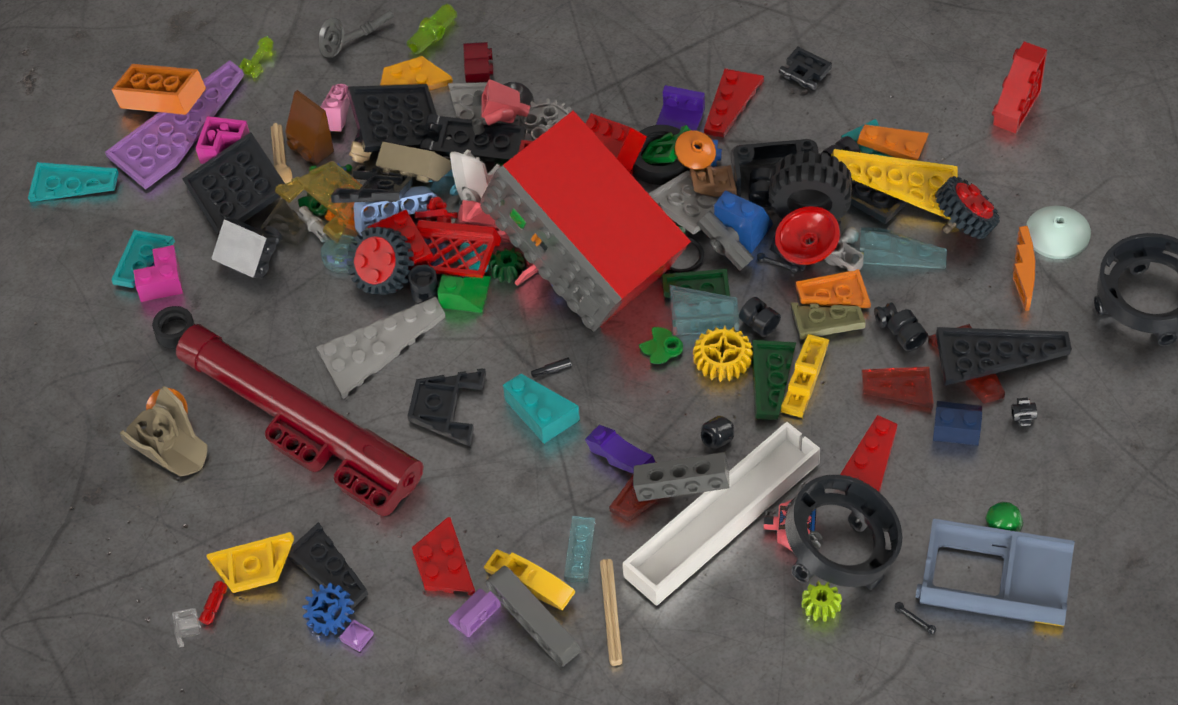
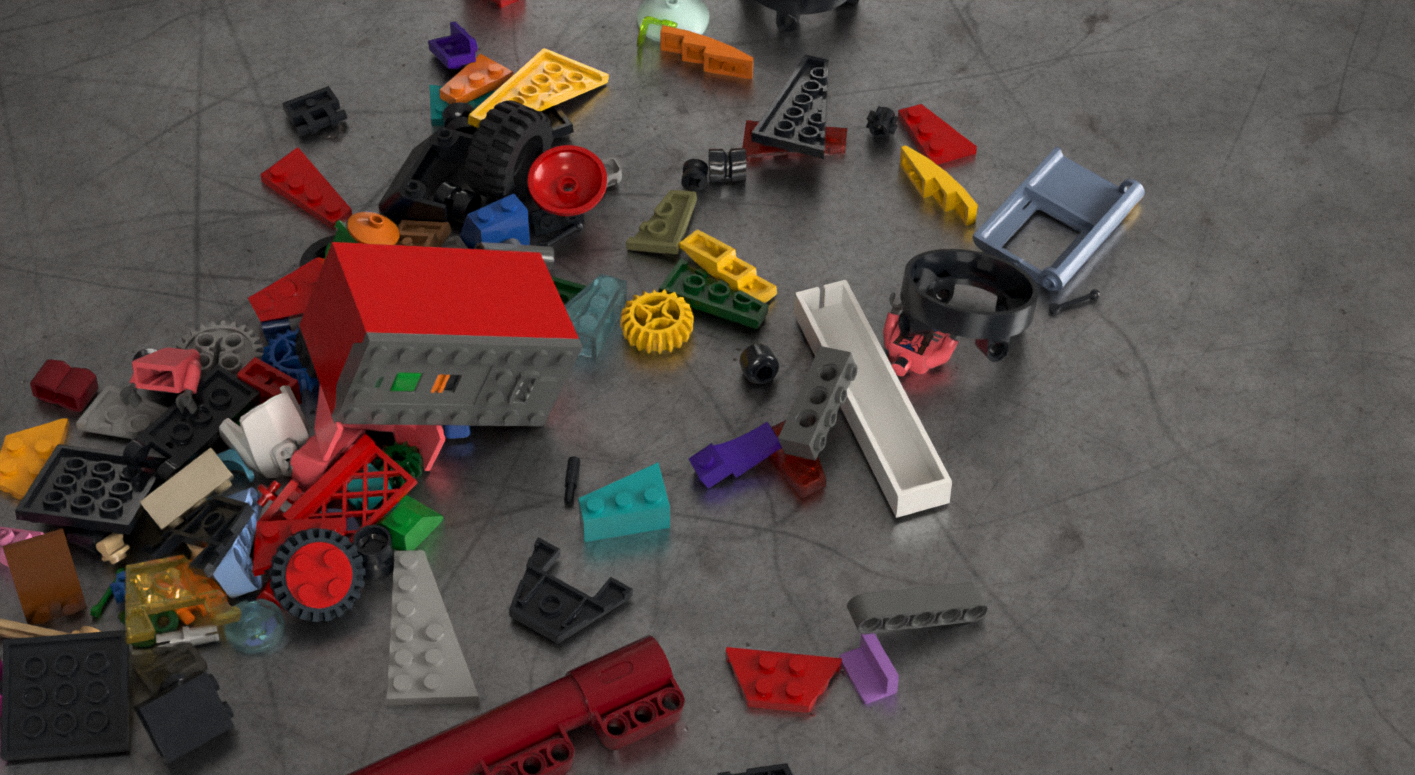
camera: 70 degrees left, 5 degrees down
(539, 581) = (833, 612): yellow slope -> none
(579, 549) = (841, 541): clear light blue plate -> none
(611, 612) = (937, 544): tan axle -> none
(660, 345) = (607, 371): green plate -> none
(681, 108) = (291, 229): dark purple bracket -> none
(759, 316) = (634, 270): black wheel -> none
(814, 598) = (1023, 362): lime gear -> none
(834, 289) = (634, 201): orange wing -> none
(872, 453) = (867, 263): red wing -> none
(894, 249) = (618, 132): clear light blue wedge -> none
(900, 384) = (788, 199): clear red wing -> none
(918, 114) = (454, 49): none -> dark purple bracket
(957, 423) = (862, 174): dark blue slope -> none
(966, 208) = (613, 55): black wheel -> none
(979, 473) = (935, 181): none -> yellow slope
(1004, 516) = (995, 188): green hair -> none
(1033, 228) = (651, 20): none -> clear neon green piece
(1038, 455) = (934, 136): none -> red wing

